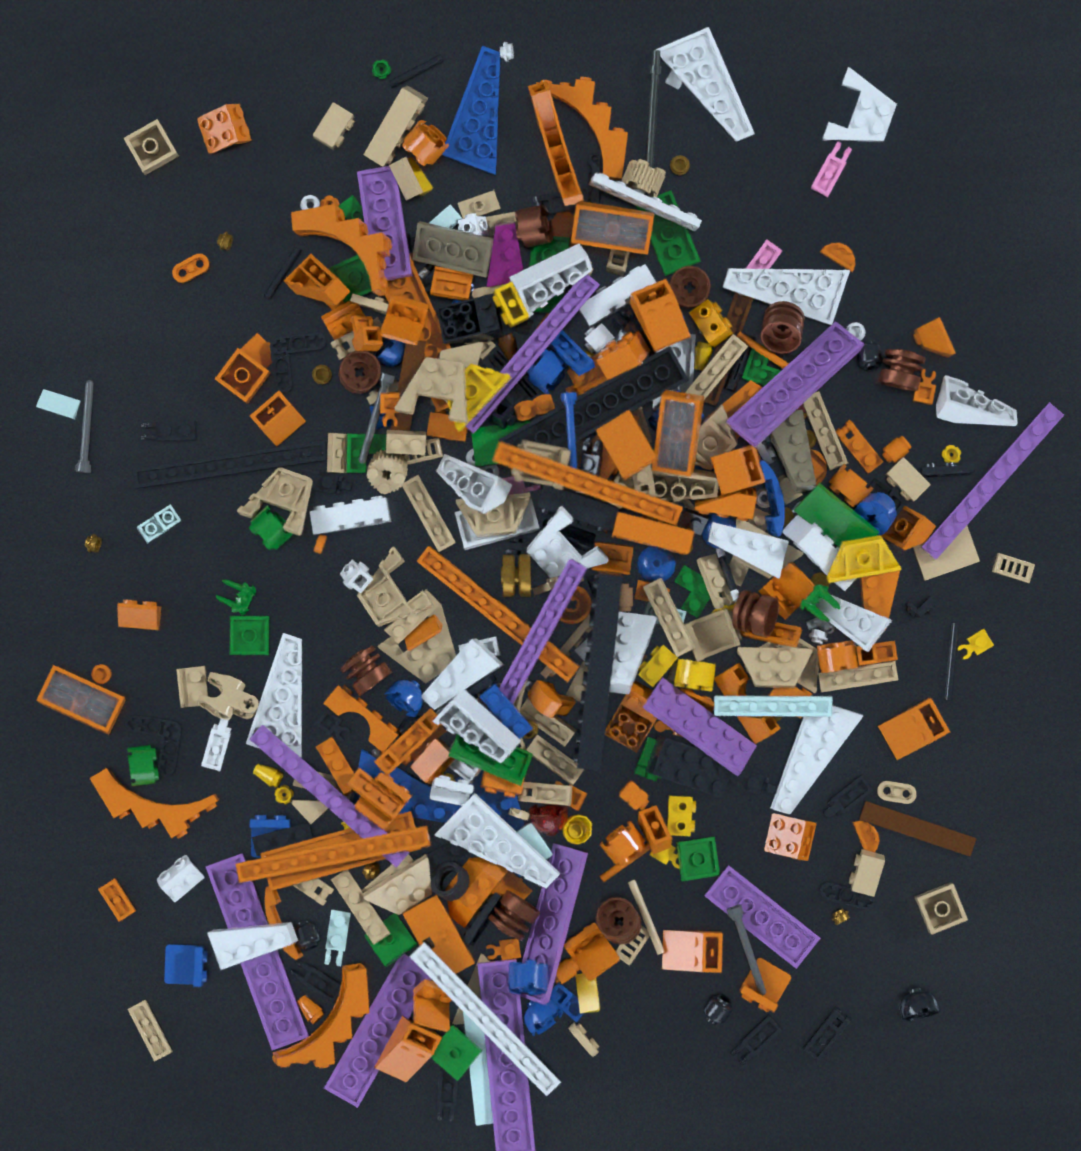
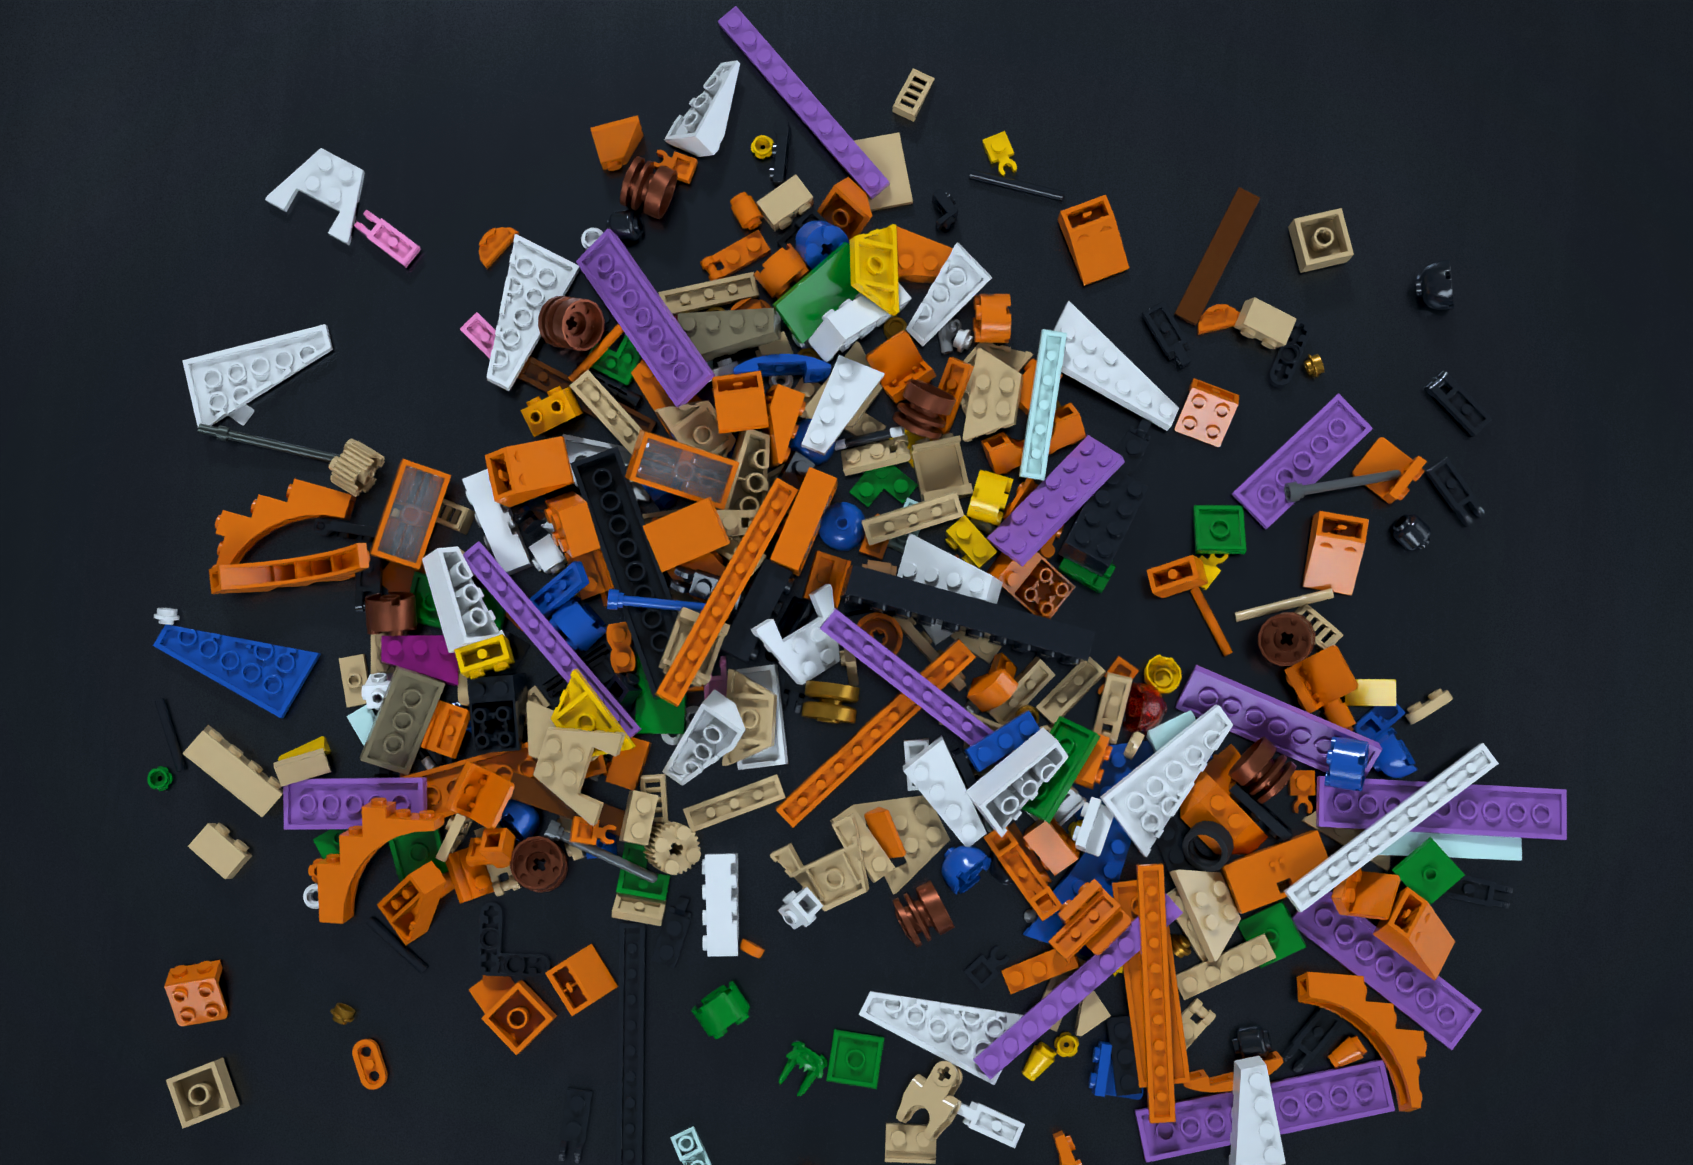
camera: 80 degrees left, 5 degrees down
(286, 491) = (676, 985): tan wing -> none
(322, 374) = (535, 913): pearl gold plate -> none
(337, 935) = (1255, 1002): light aqua hinge -> none
(342, 701) = (1006, 906): orange arch -> none
(425, 143) = (261, 735): orange brick -> none
(508, 345) = (538, 669): reddish brown cone -> none
(623, 843) = (1189, 618): orange brick -> none
(634, 795) = (1130, 595): orange brick -> none
(651, 204) = (388, 465): white plate -> none
(671, 241) = (437, 446): green tile -> none
(679, 165) = (349, 422): pearl gold plate -> none
(680, 815) = (1162, 543): yellow brick -> none
(698, 279) = (496, 418): copper wheel -> none
(702, 355) = (590, 429): yellow cone -> none
(817, 594) = (921, 342): green piece -> none
(858, 676) = (1020, 290): tan plate -> none
(878, 653) = (994, 262): orange brick -> none
(896, 791) = (1169, 275): tan plate -> none

